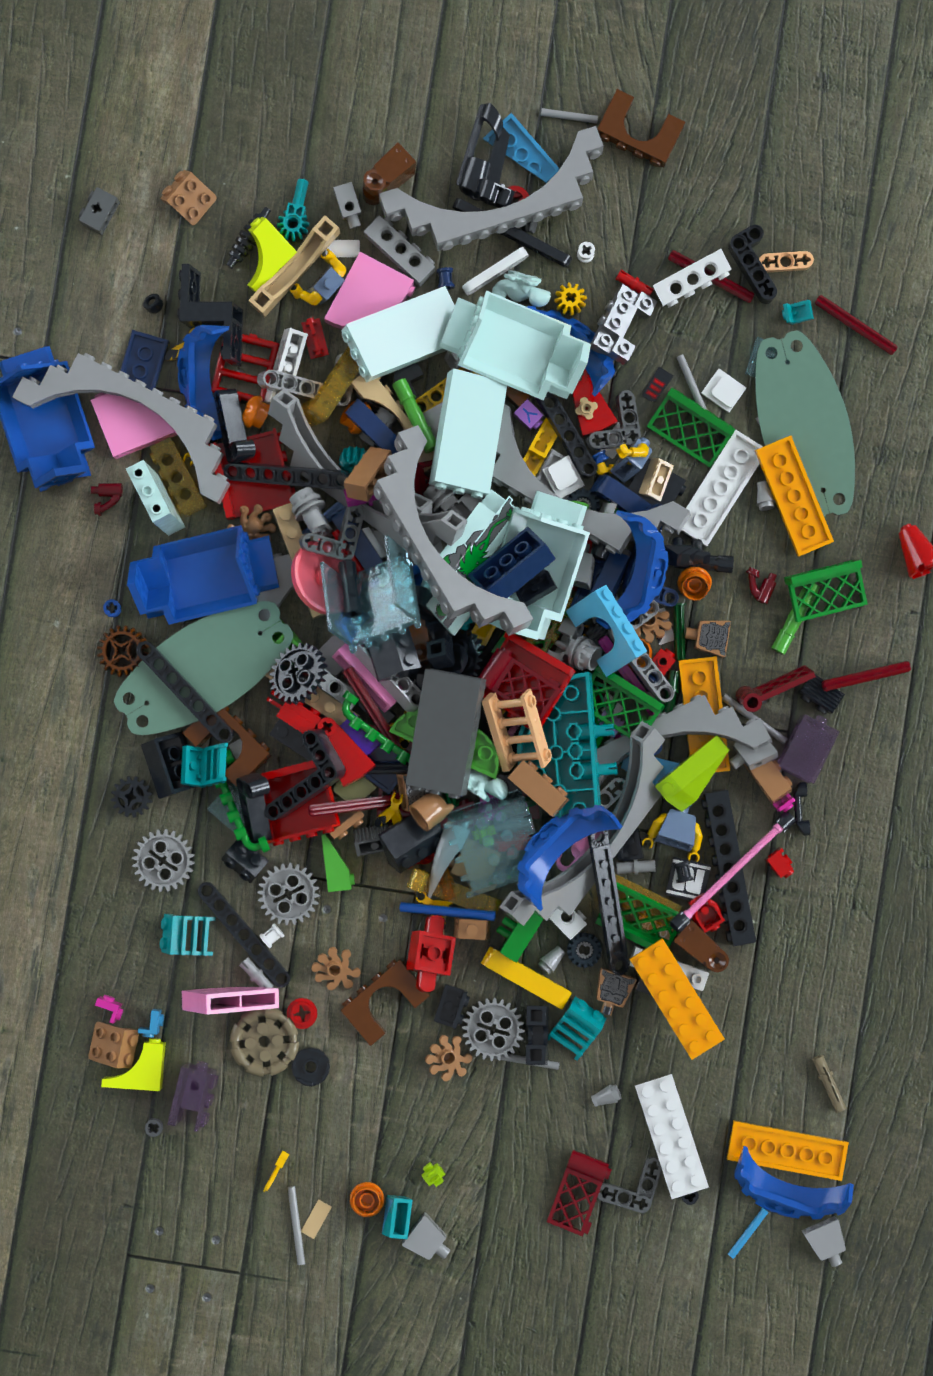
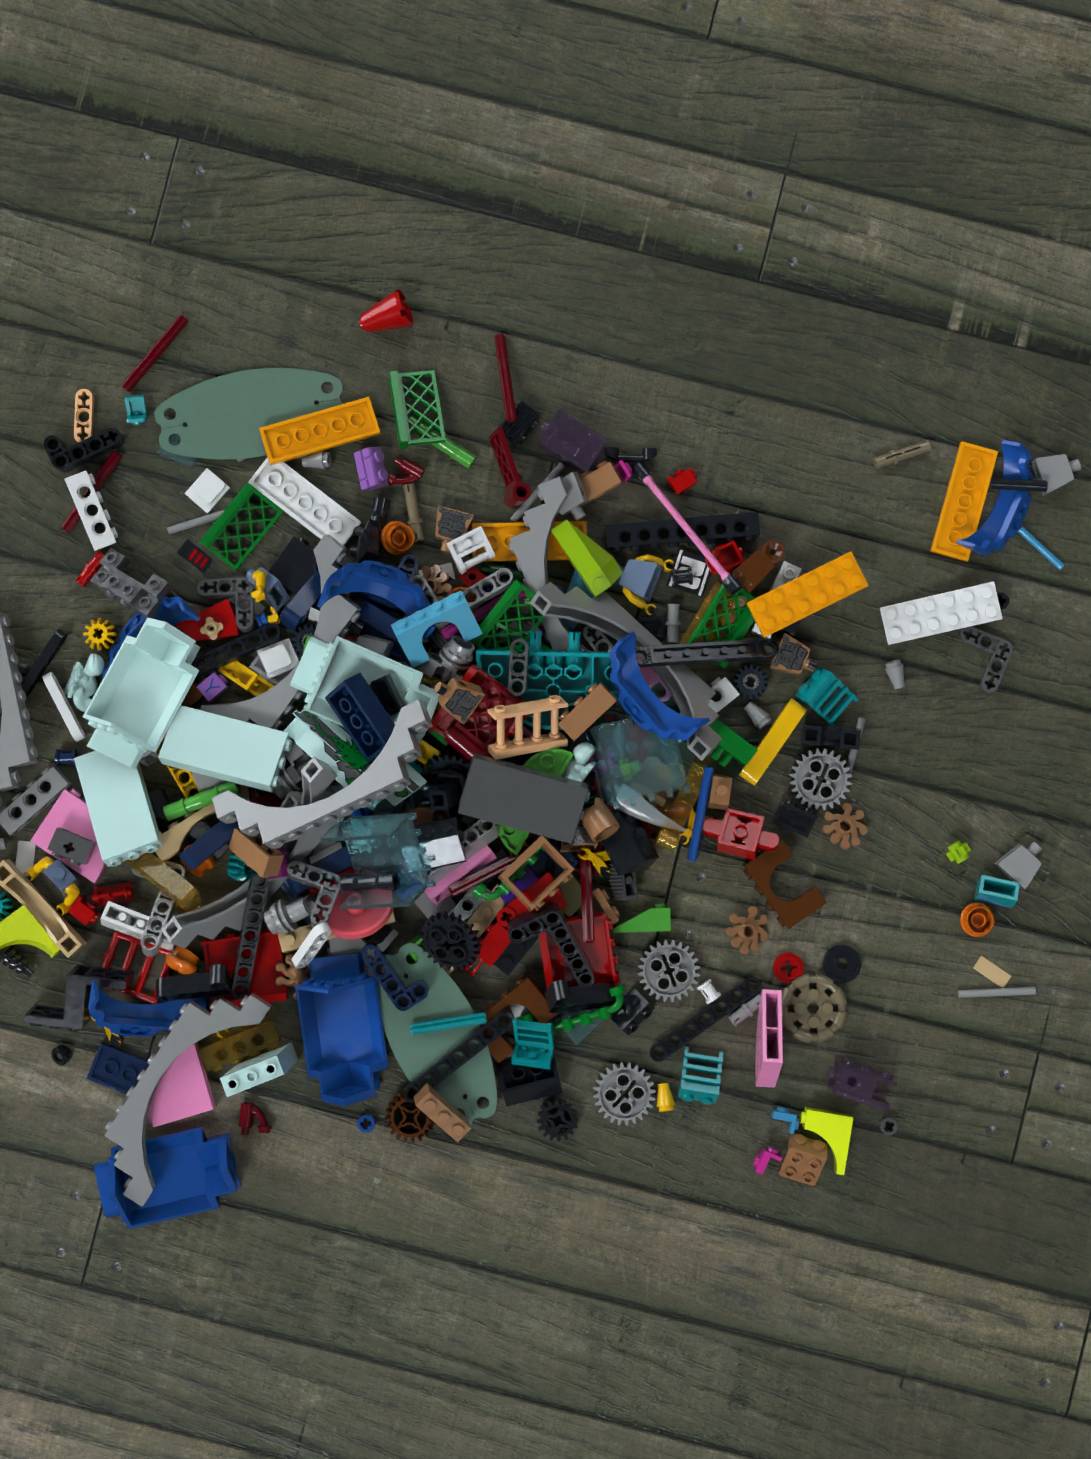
camera: 85 degrees left, 0 degrees up
(128, 681) = (442, 1112): none -> medium nougat brick
(162, 901) = (664, 1098): none -> yellow cone
(217, 679) = (448, 1023): none -> teal axle
(260, 618) = (391, 974): none -> dark blue beam
(279, 1164) = (935, 1003): yellow piece -> none
(281, 537) = (311, 945): none -> white beam
(294, 606) = (384, 937): none -> sticker
(295, 311) = (84, 911): none -> red brick
(357, 768) = (552, 888): none -> medium nougat window
(359, 303) = (82, 845): none -> dark grey brick
(539, 659) = (459, 698): none -> torso
(567, 712) = (514, 675): none -> dark grey beam
(586, 246) = (60, 615): white bush -> none
(591, 1171) = (965, 699): dark red piece -> none
(656, 479) = (289, 565): tan slope -> none
(679, 637) = (435, 557): dark green axle -> none
(695, 654) = (468, 543): none -> white plate
(713, 599) = (413, 512): none -> dark tan pin
(761, 550) = (371, 468): none -> medium lavender brick
(810, 1204) = (1019, 484): none -> black axle

